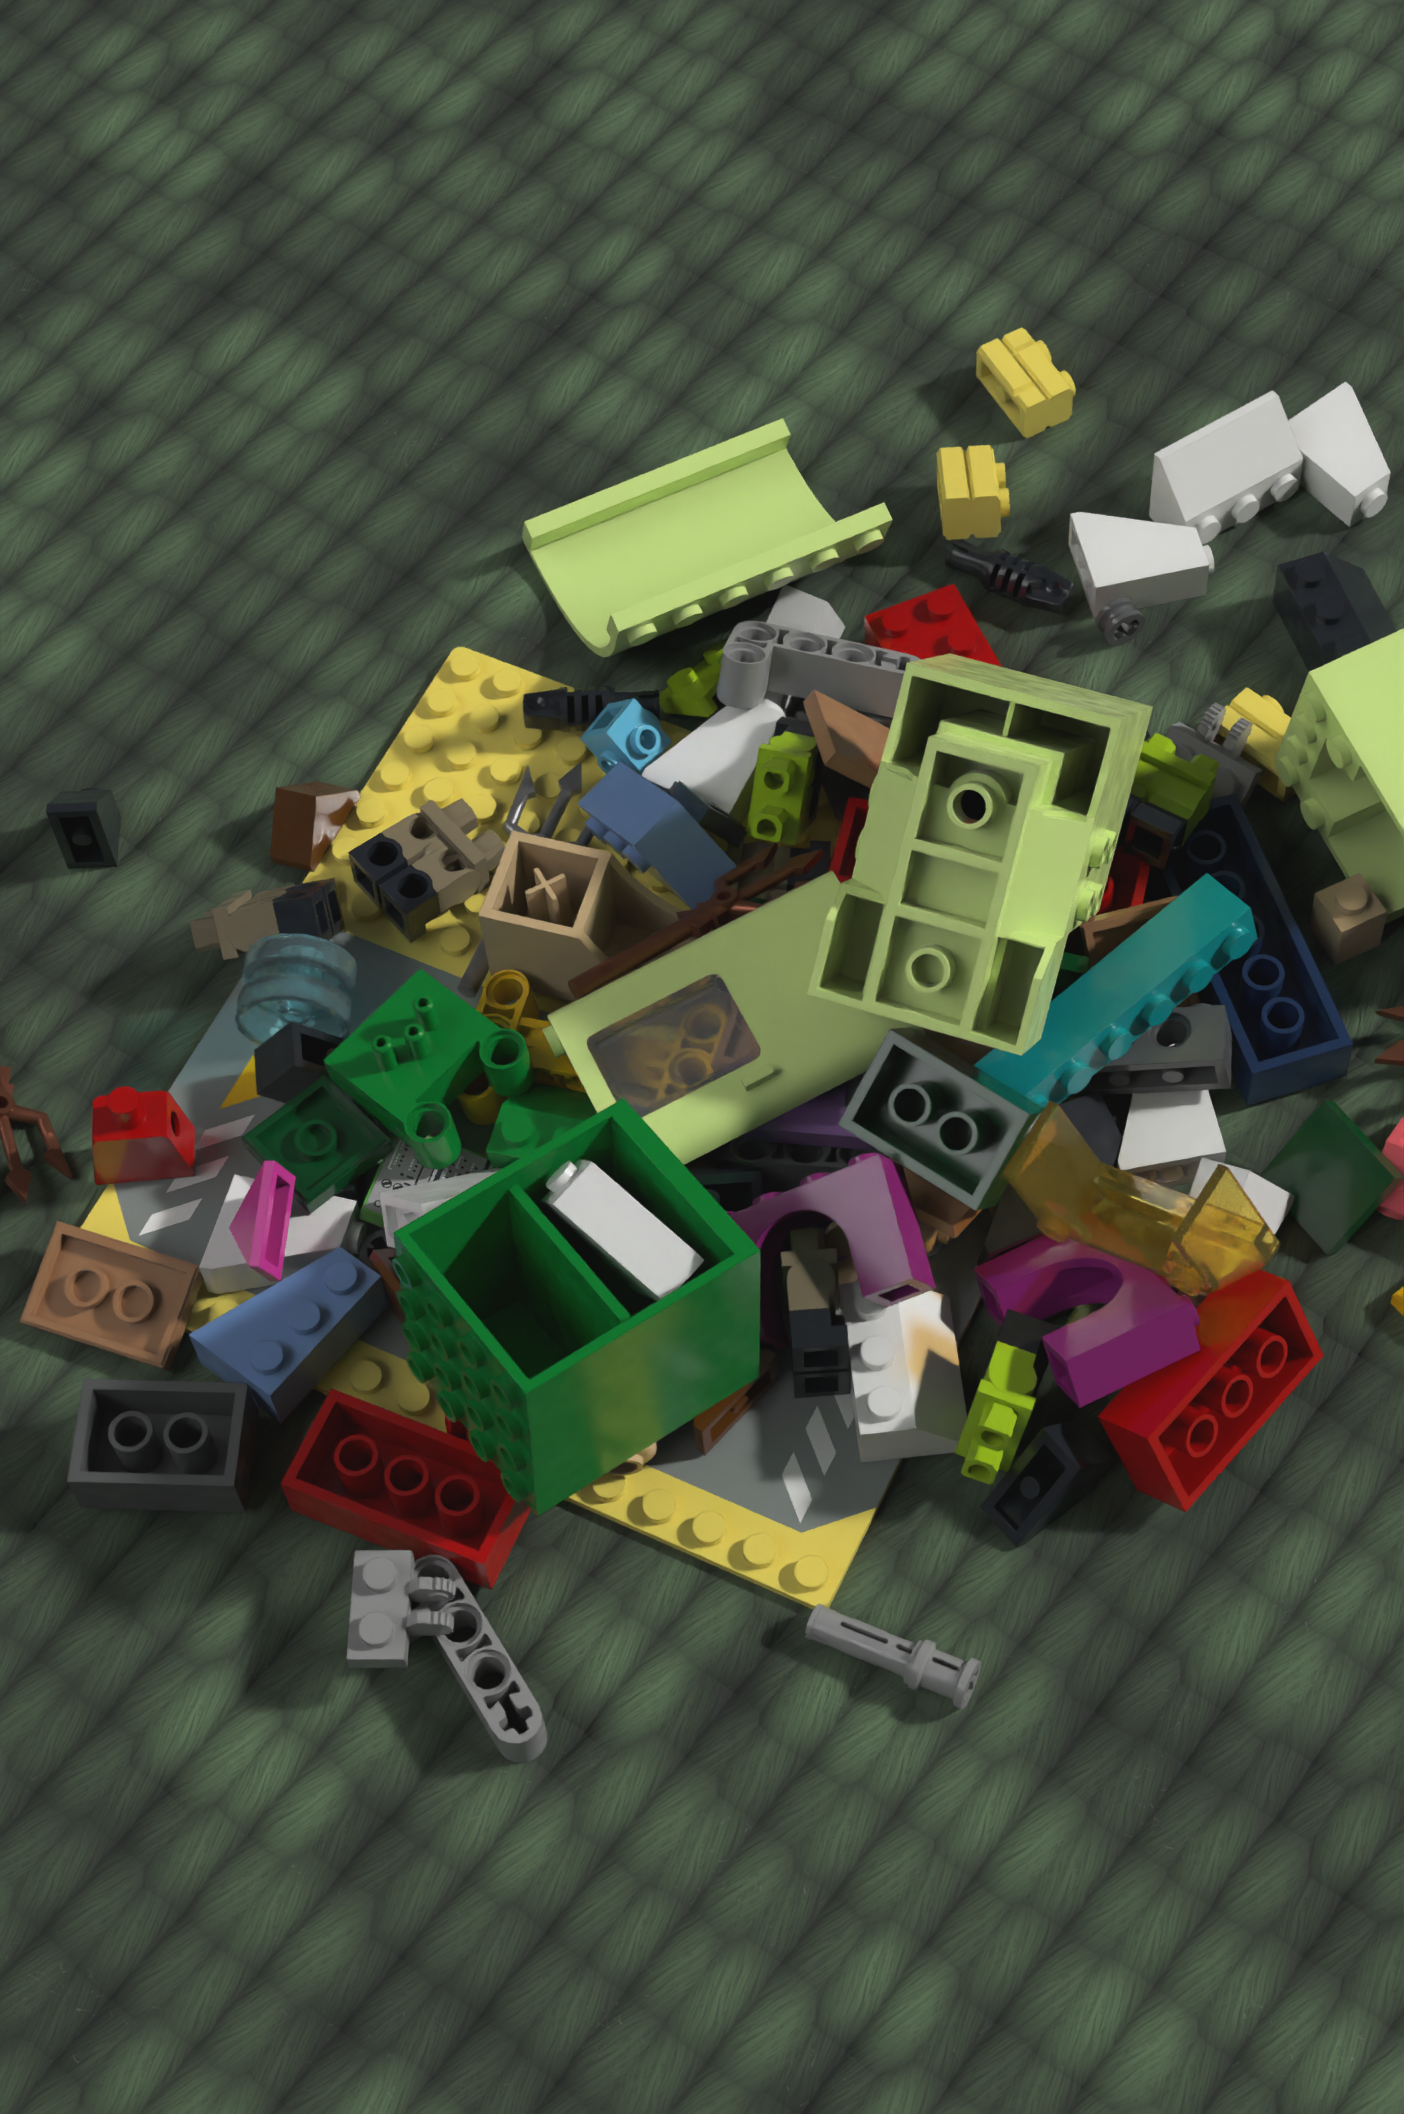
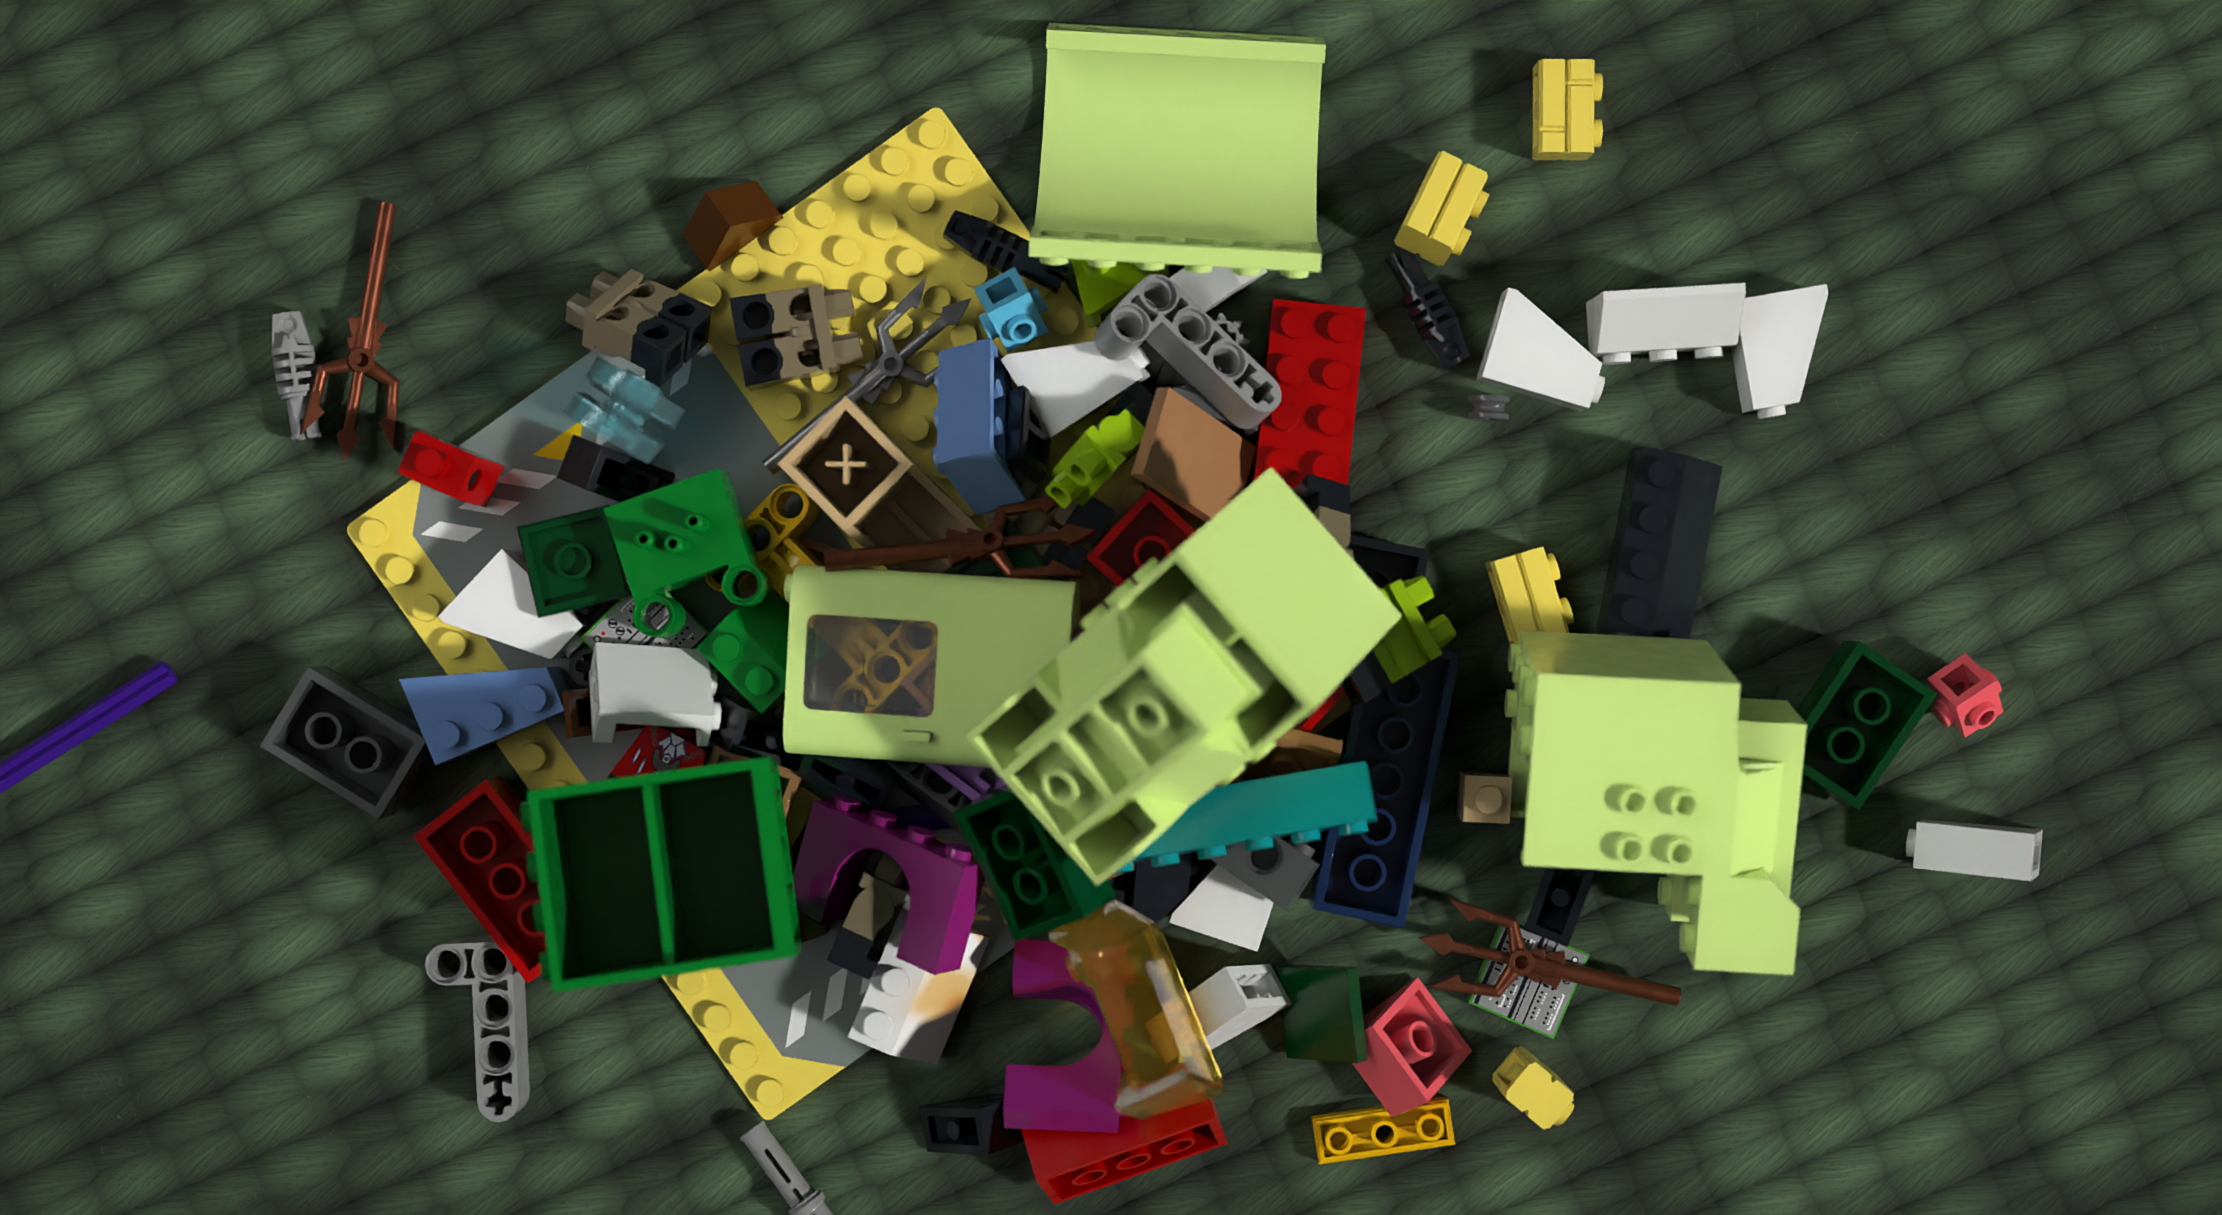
camera: 20 degrees right, 30 degrees up
(86, 827) = (542, 126): black slope -> none
(113, 1296) = (373, 583): medium nougat tile -> none
(264, 1220) = (493, 621): dark pink slope -> none
(382, 1608) = (442, 971): light grey hinge -> none
(620, 1230) = (717, 858): white slope -> none
(1004, 1397) = (967, 1064): lime hips -> none
(1234, 772) = (1467, 593): light grey hinge -> none

